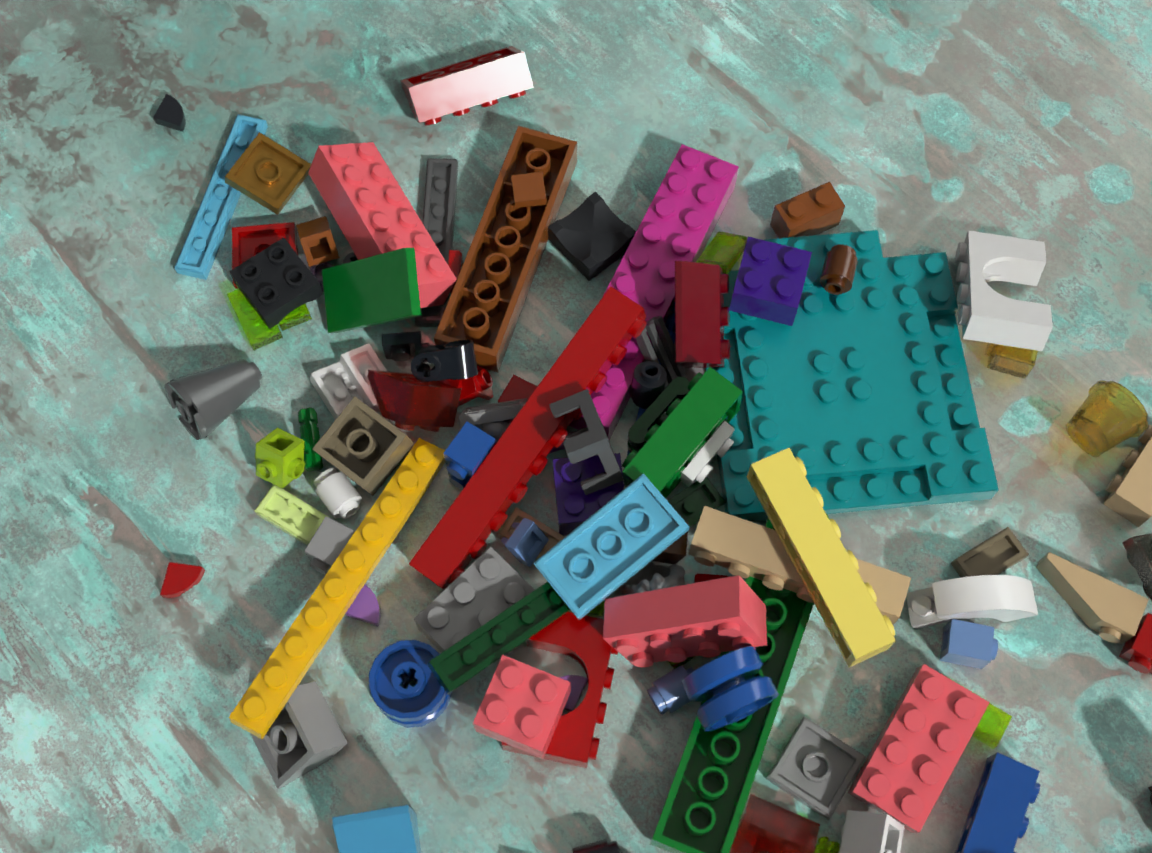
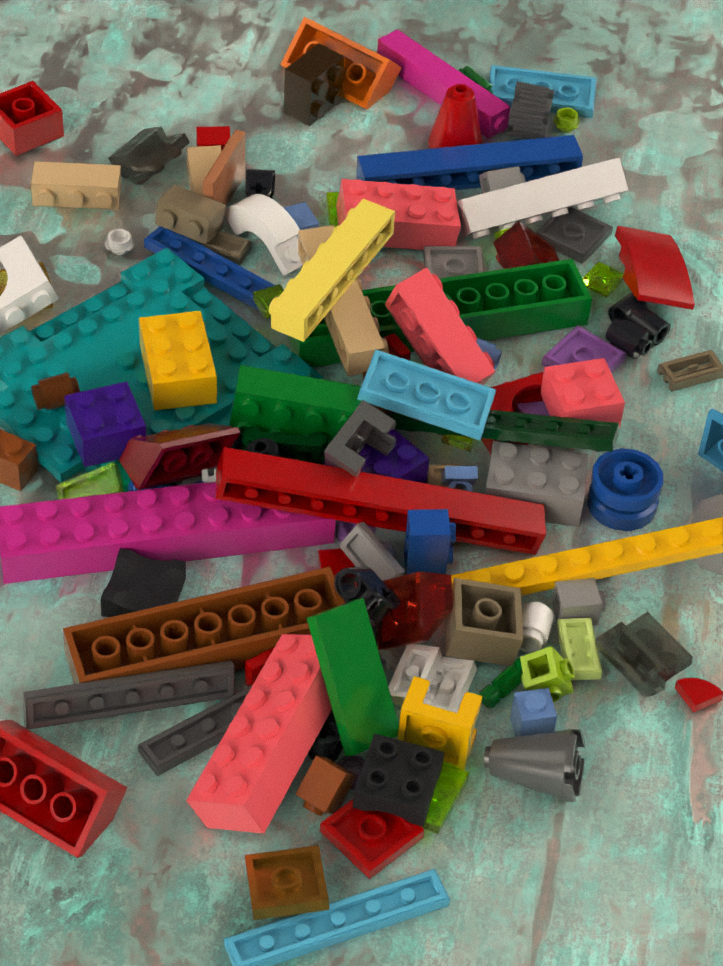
camera: 130 degrees left, 20 degrees down
(240, 551) = (644, 653): none -> clear smoke brick
(255, 422) = (533, 712): none -> medium blue brick
(293, 334) = (438, 727): none -> yellow panel
(493, 165) = (128, 694): none -> dark grey tile
(528, 189) = (149, 627): dark orange tile -> none
(607, 800) = (583, 346): none -> medium lavender tile
(729, 688) = (471, 278): blue wheel -> none
(813, 381) = (177, 360): none -> yellow brick
(861, 535) = (264, 297): none -> clear neon green tile
(945, 526) = (210, 265): none -> blue plate
(1032, 535) = (190, 214): none -> dark tan brick
(1046, 459) = (119, 241): none -> white plate
(1049, 644) = (260, 182): none -> black piece
(1076, 605) = (227, 170): none -> nougat tile
(1107, 418) = (55, 214): clear yellow piece -> none

